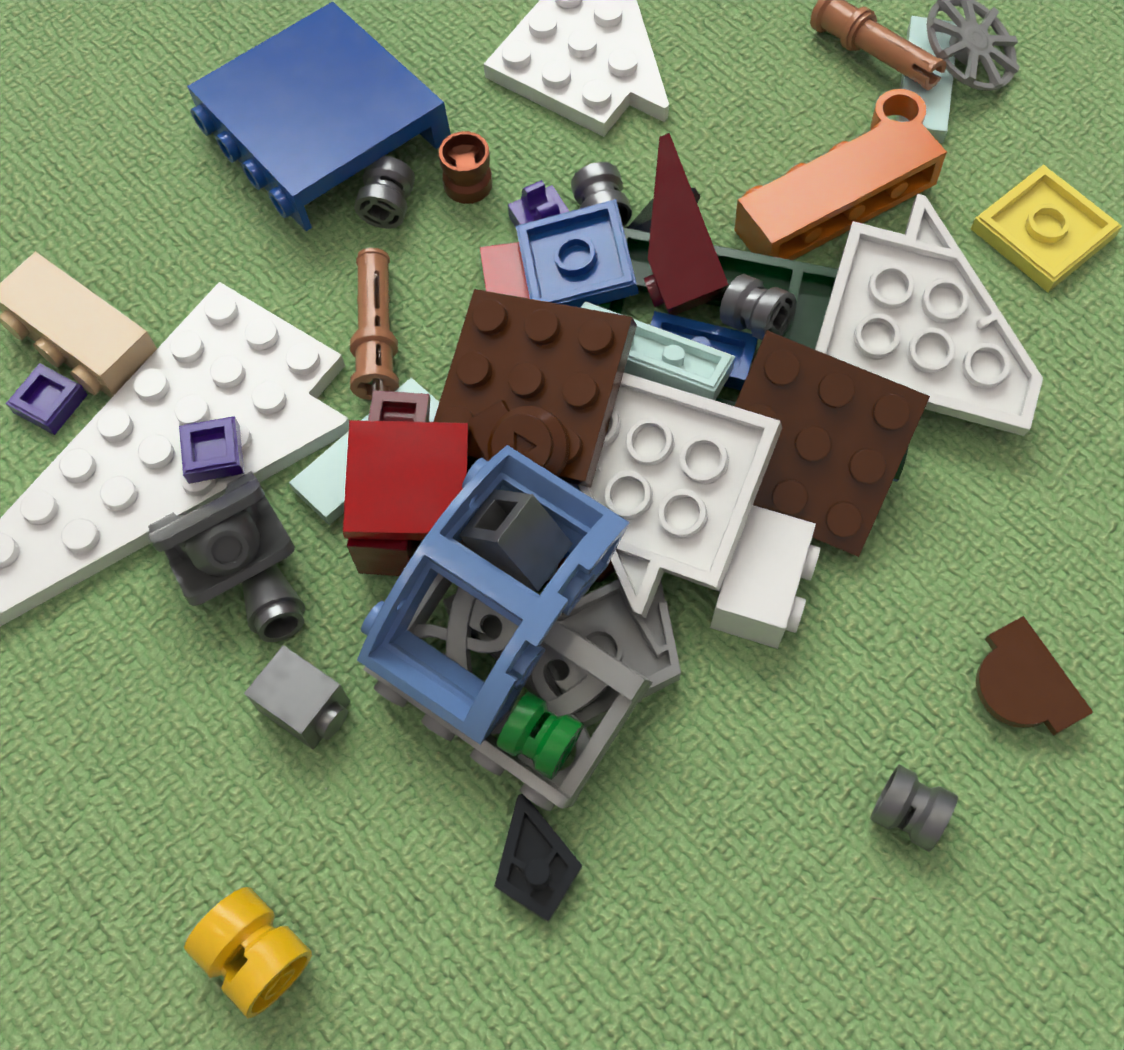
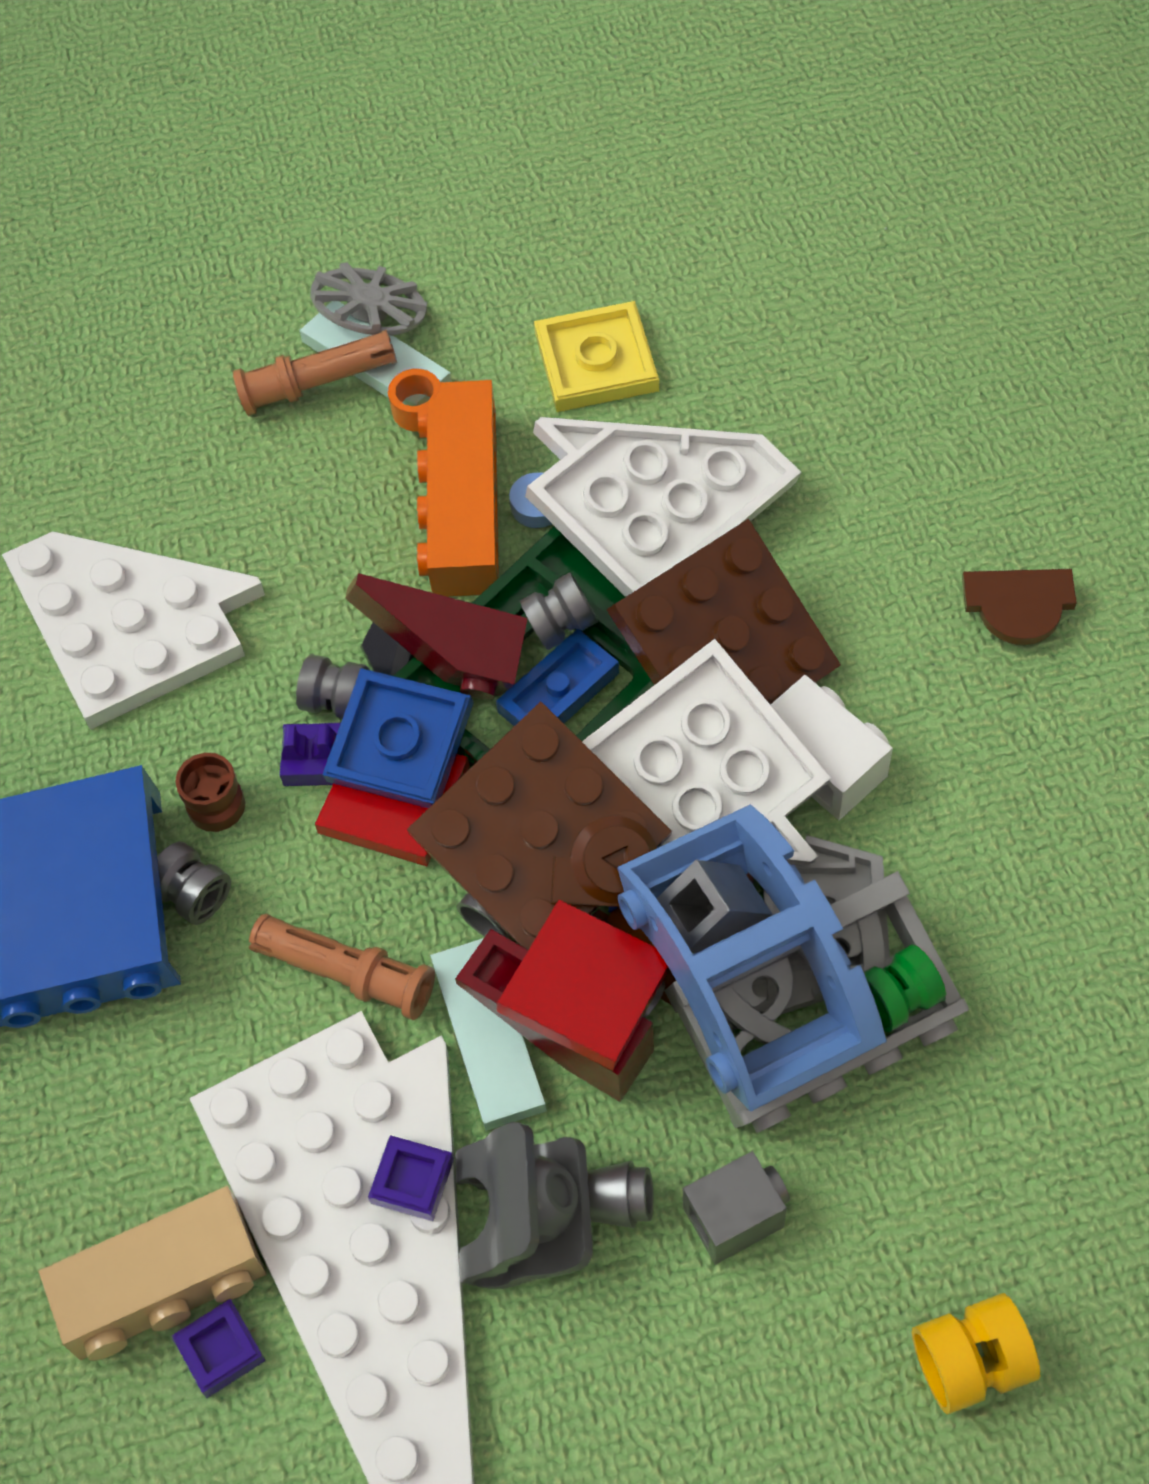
camera: 60 degrees left, 5 degrees down
(535, 863) = (997, 1066): black piece -> none
(676, 360) = (578, 701): light aqua tile -> none
(928, 811) = (1094, 737): flat silver wheel -> none

